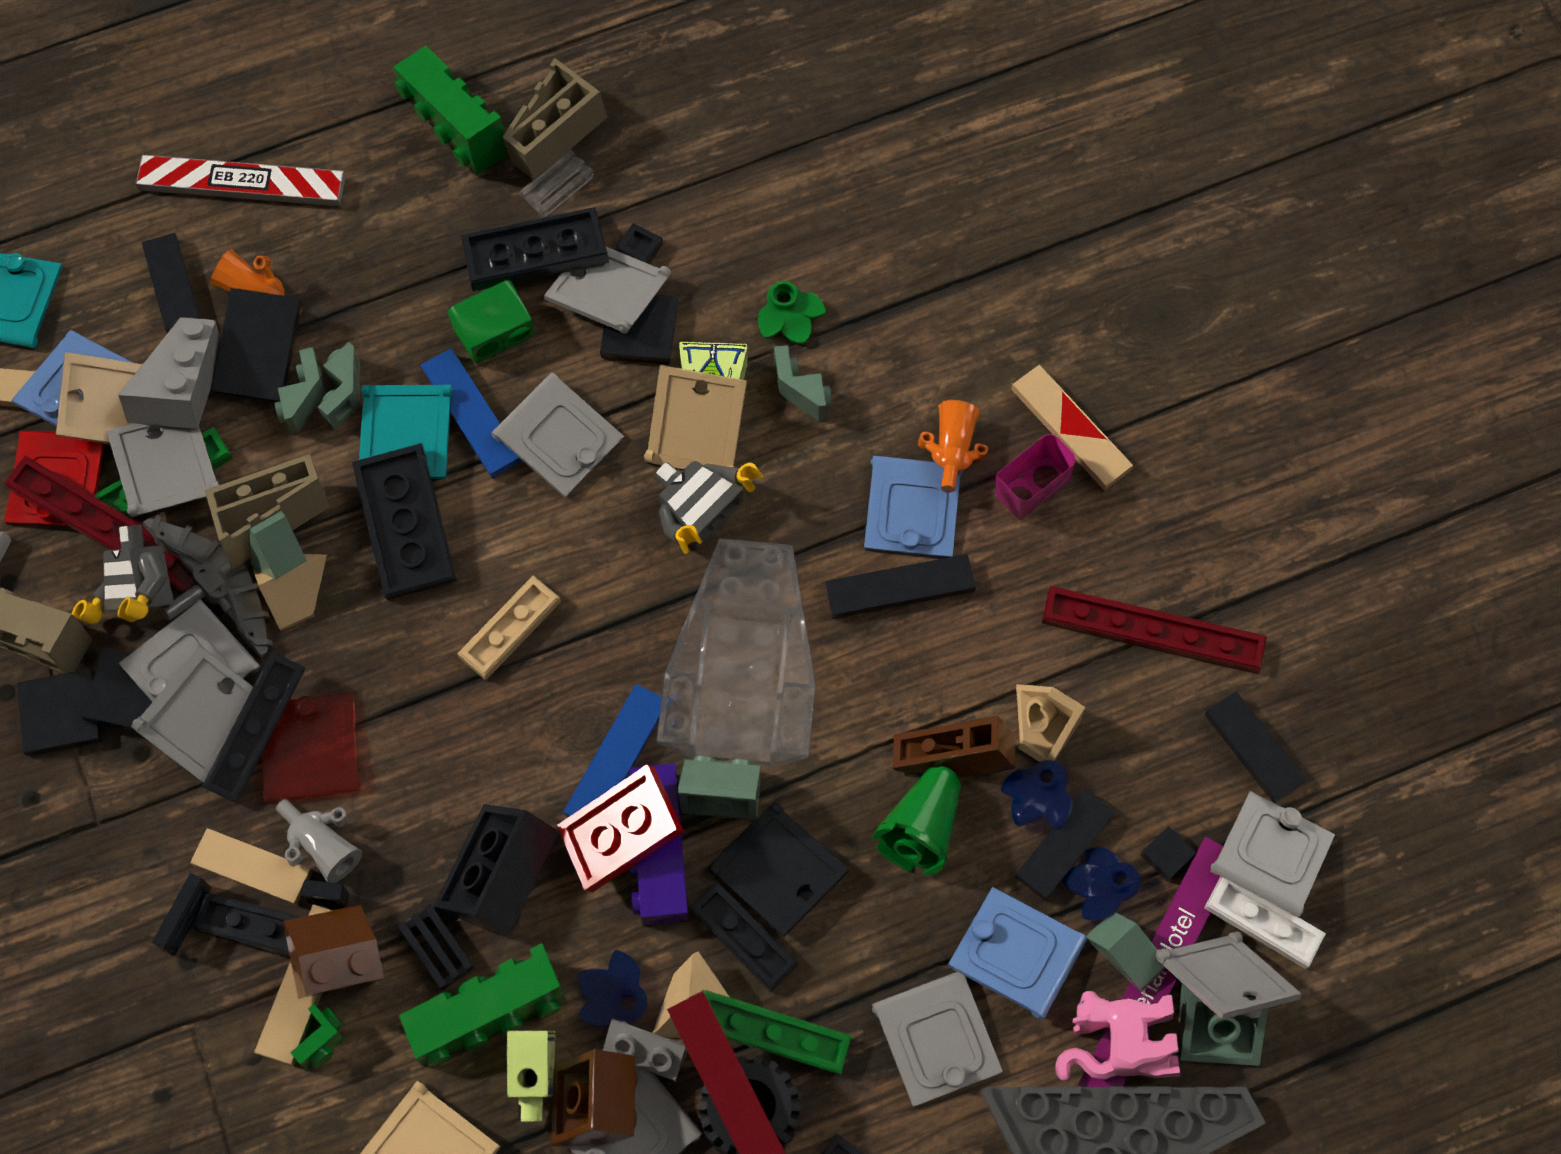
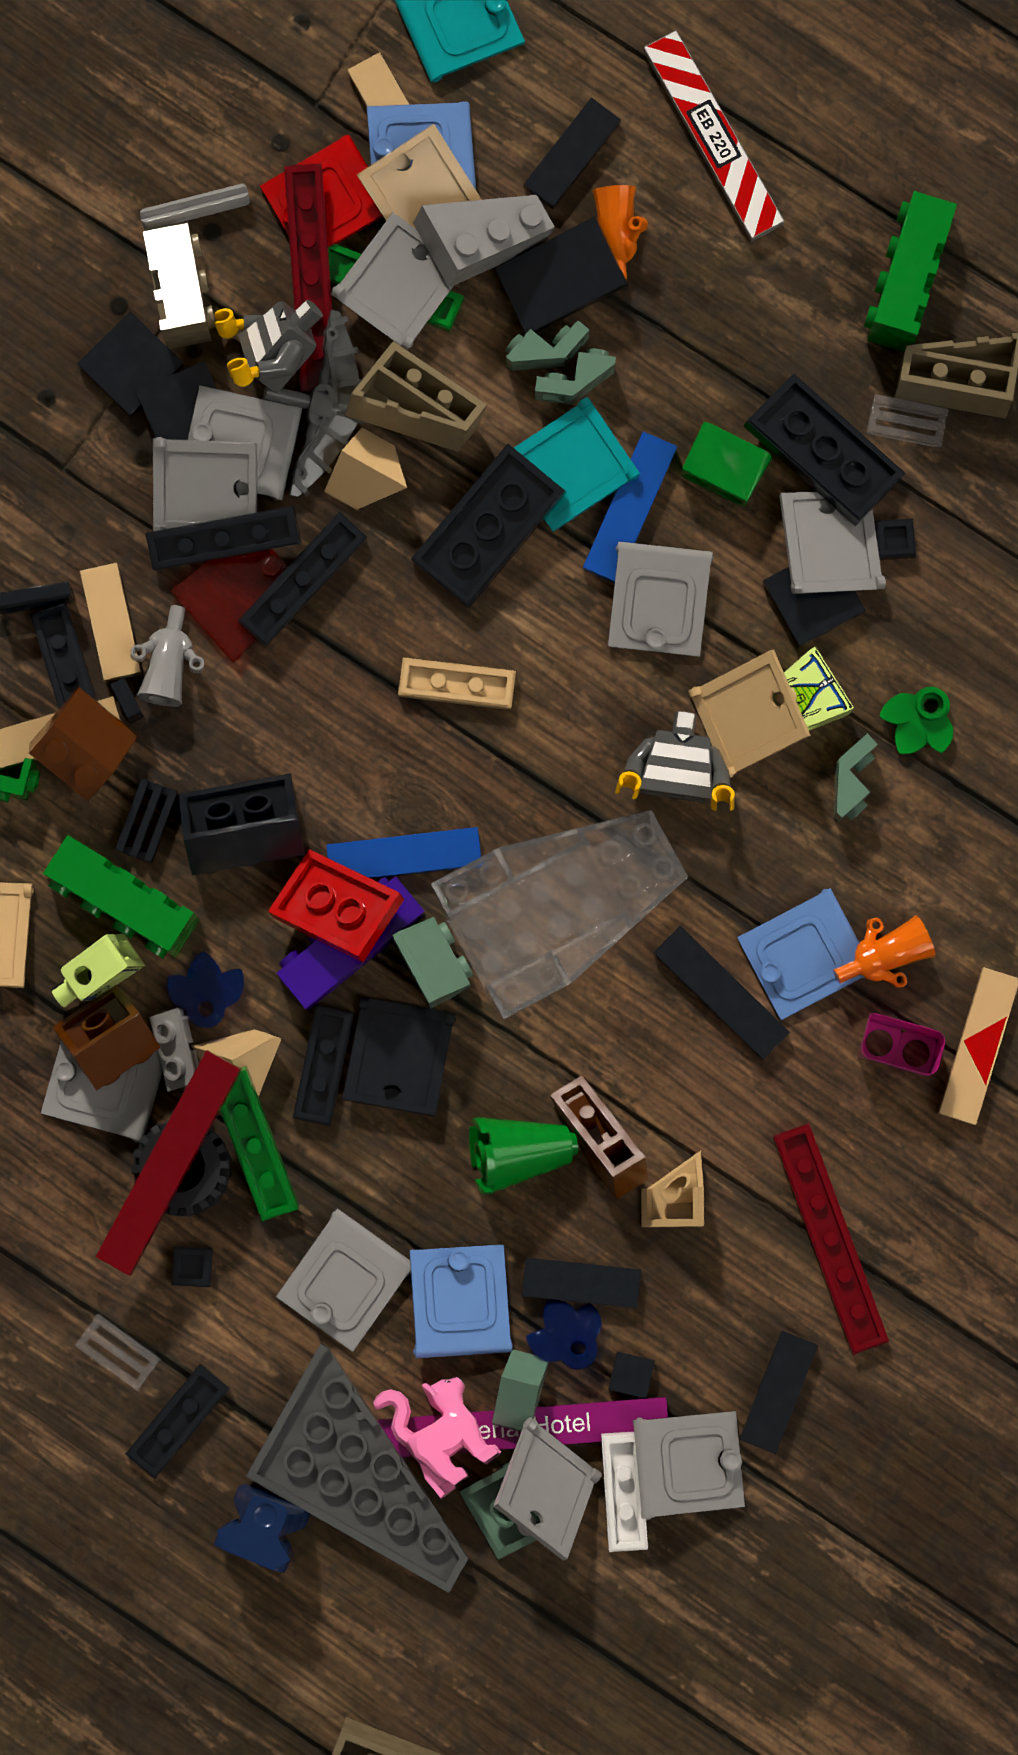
camera: 55 degrees right, 15 degrees up
(274, 547) = (382, 442): sand green slope -> none
(336, 691) = (302, 579): none -> black tile
(1037, 798) = (603, 1233): clear blue plate -> none

